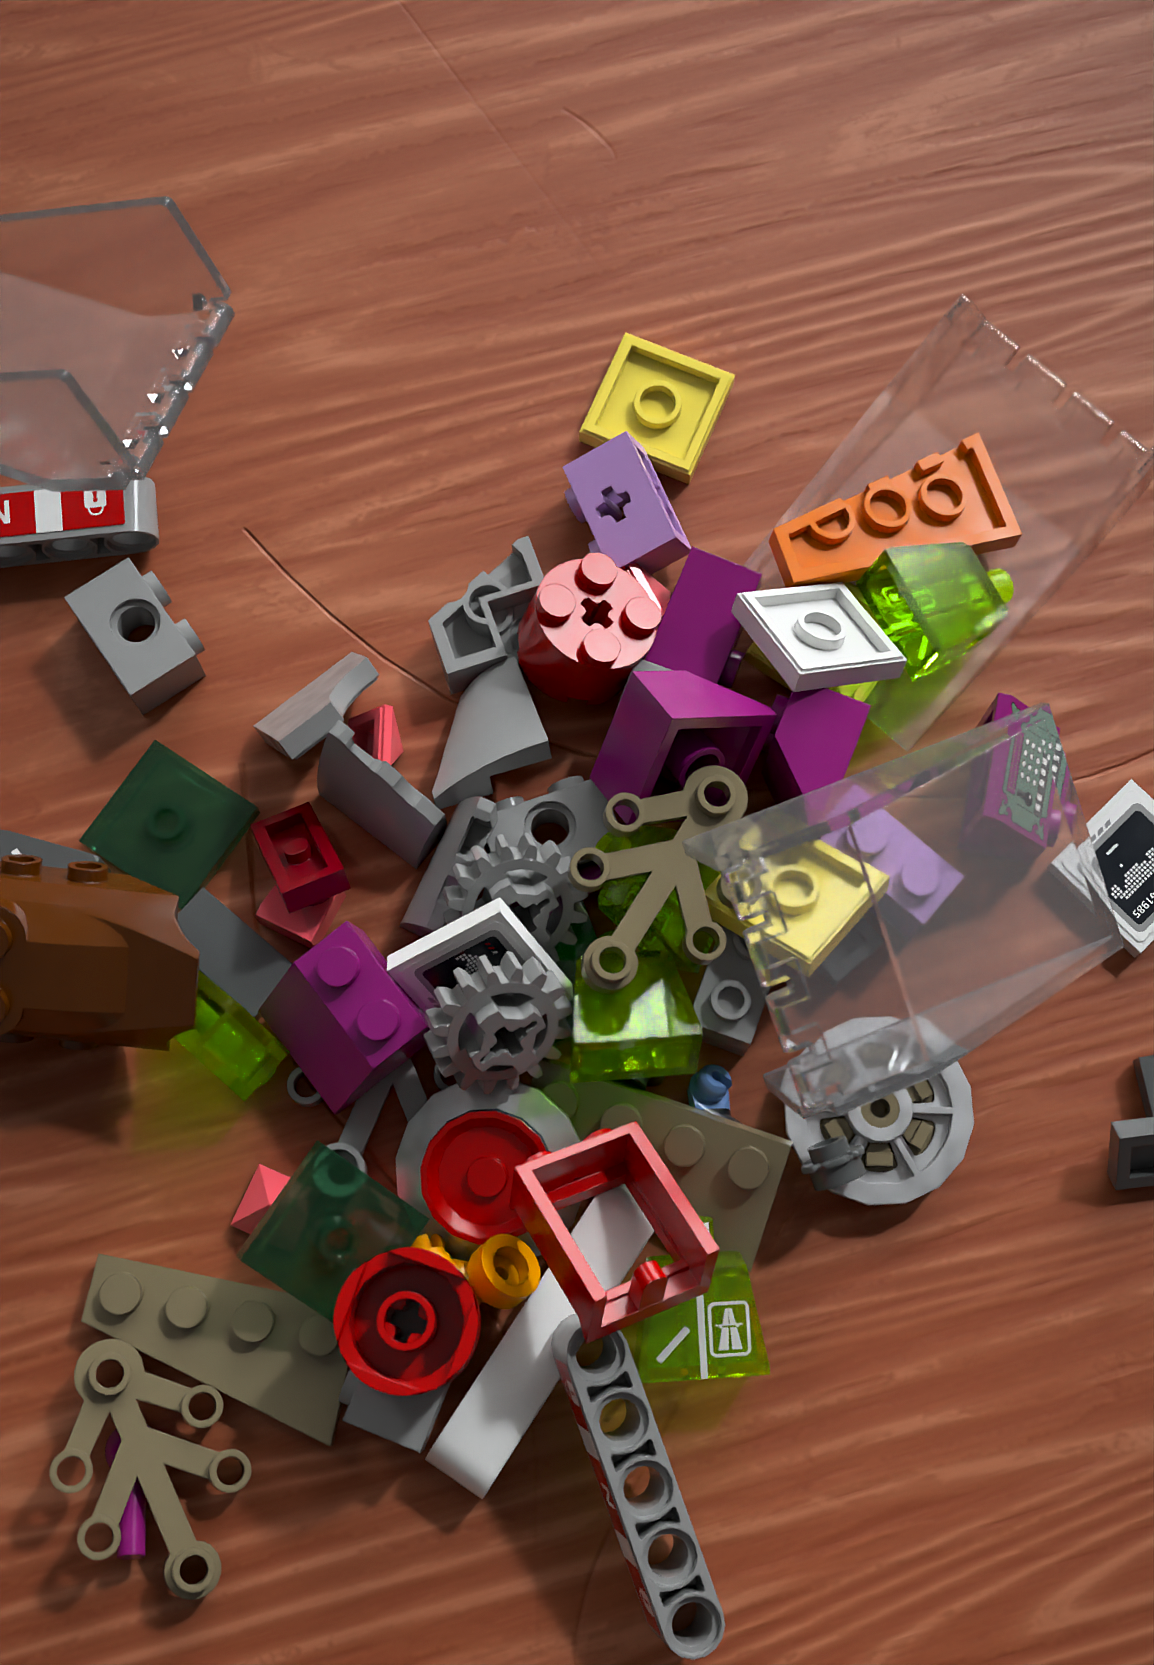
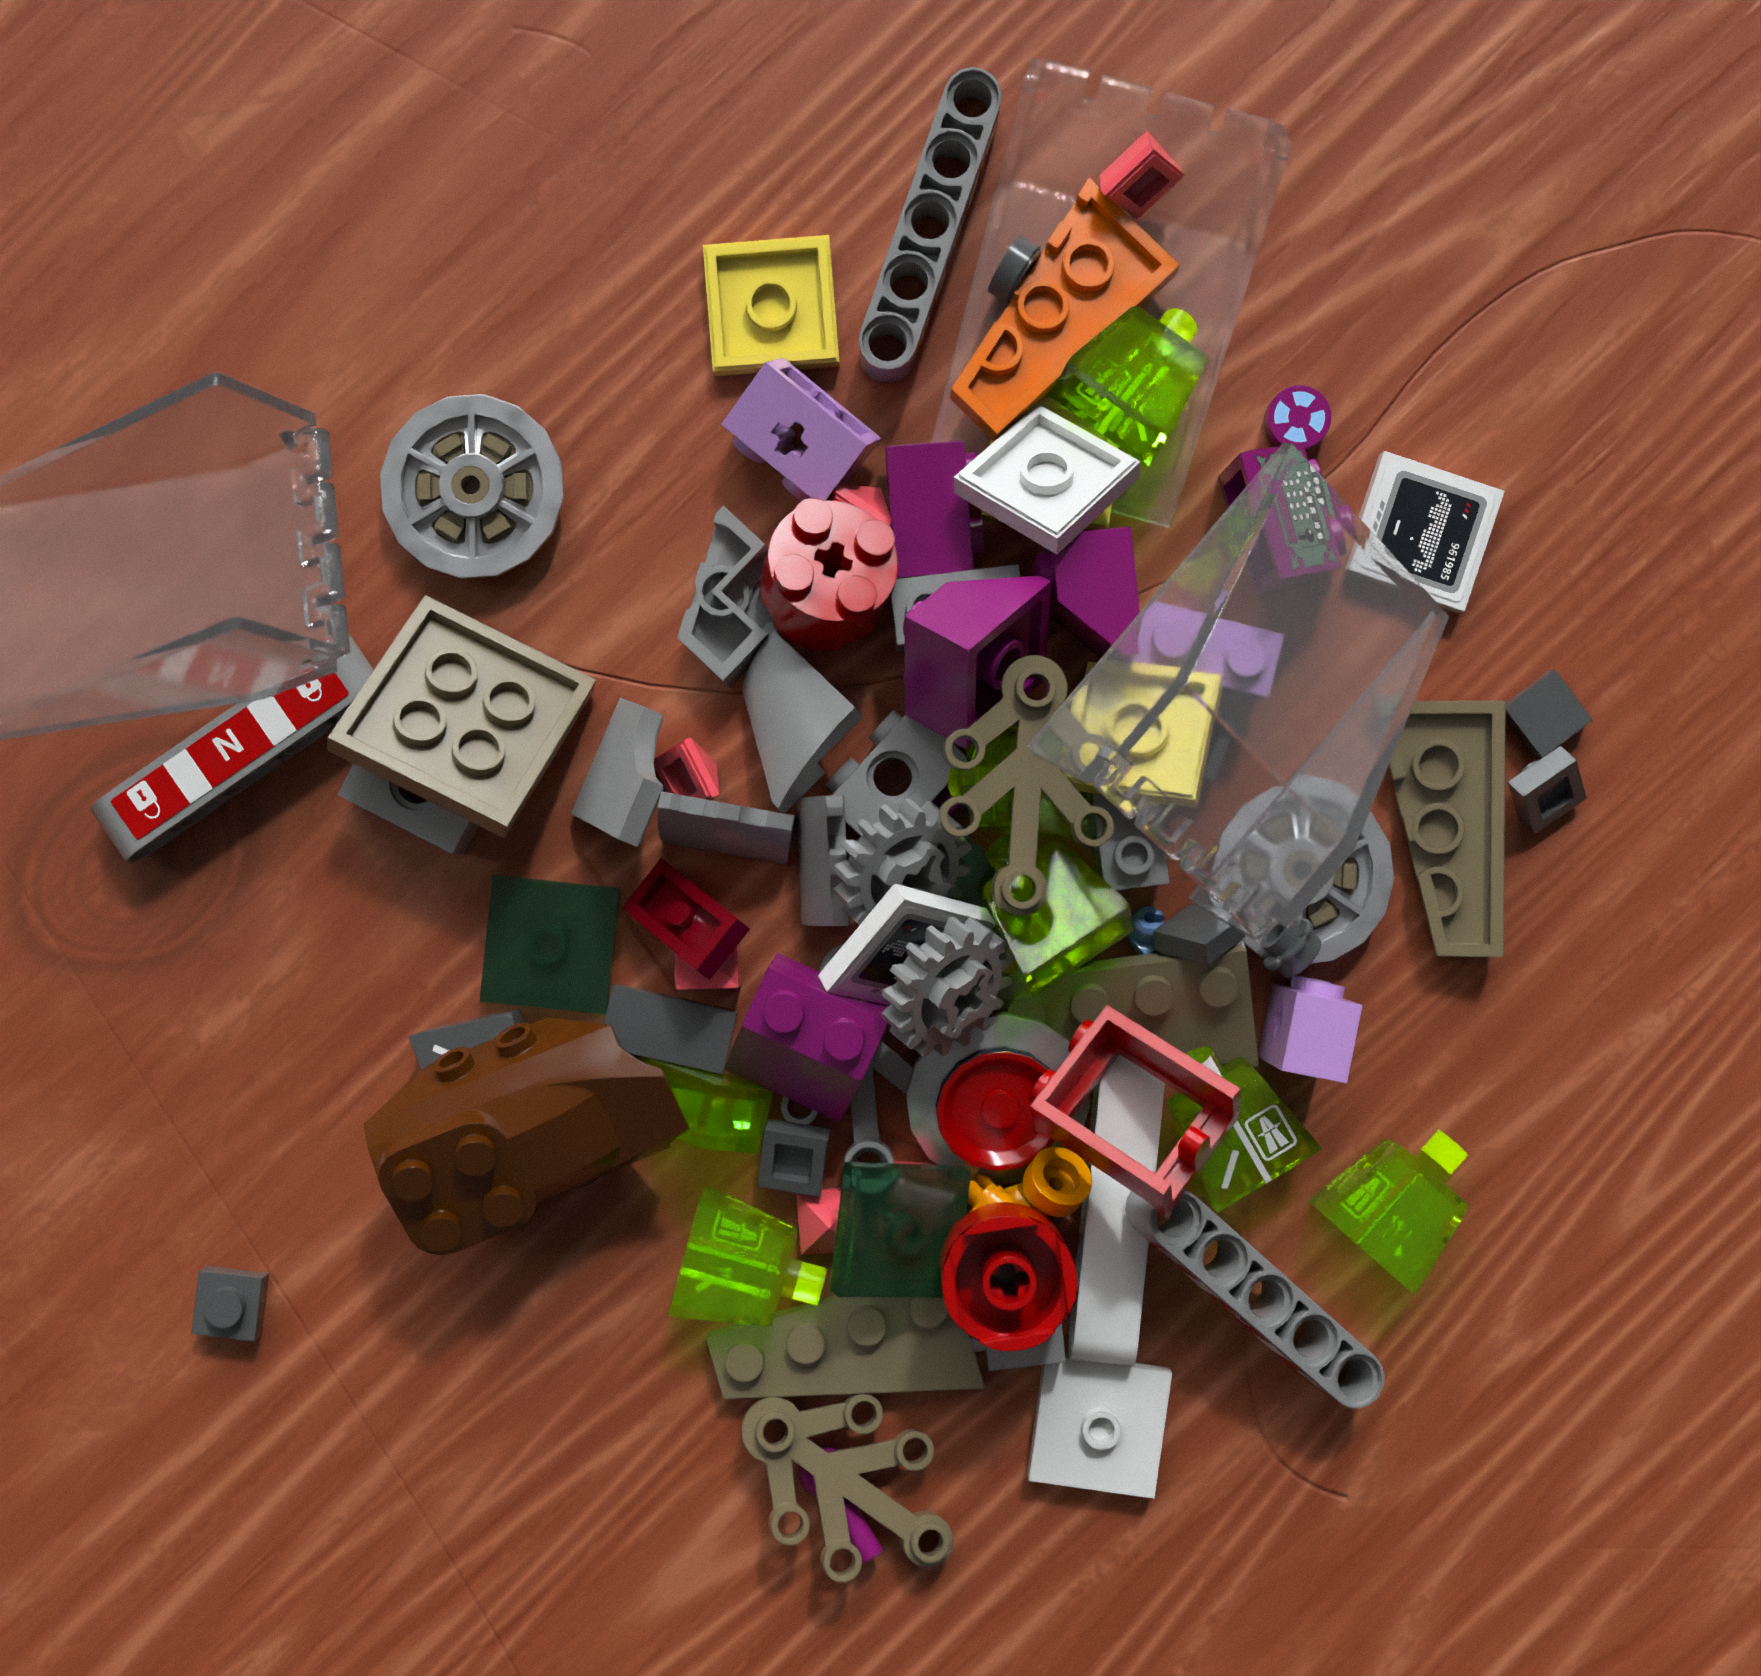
camera: 20 degrees left, 15 degrees up
(168, 1198) = (740, 1265): none -> clear neon green torso
(207, 588) = (462, 716): none -> plate
(275, 1126) = (794, 1157): none -> dark grey plate
(326, 420) = (472, 486): none -> flat silver piece
(420, 1546) = (1100, 1426): none -> white plate
(754, 1112) = (1195, 936): none -> dark grey tile
(805, 428) = (936, 197): none -> light grey beam
(816, 1250) = (1310, 1029): none -> lavender brick
(819, 1478) = (1398, 1205): none -> clear neon green torso
(876, 464) = (1013, 267): none -> dark grey tile
(1023, 452) = (1140, 176): none -> coral slope
(1047, 1123) = (1453, 818): none -> dark tan wing
(1073, 713) = (1297, 417): none -> magenta tile

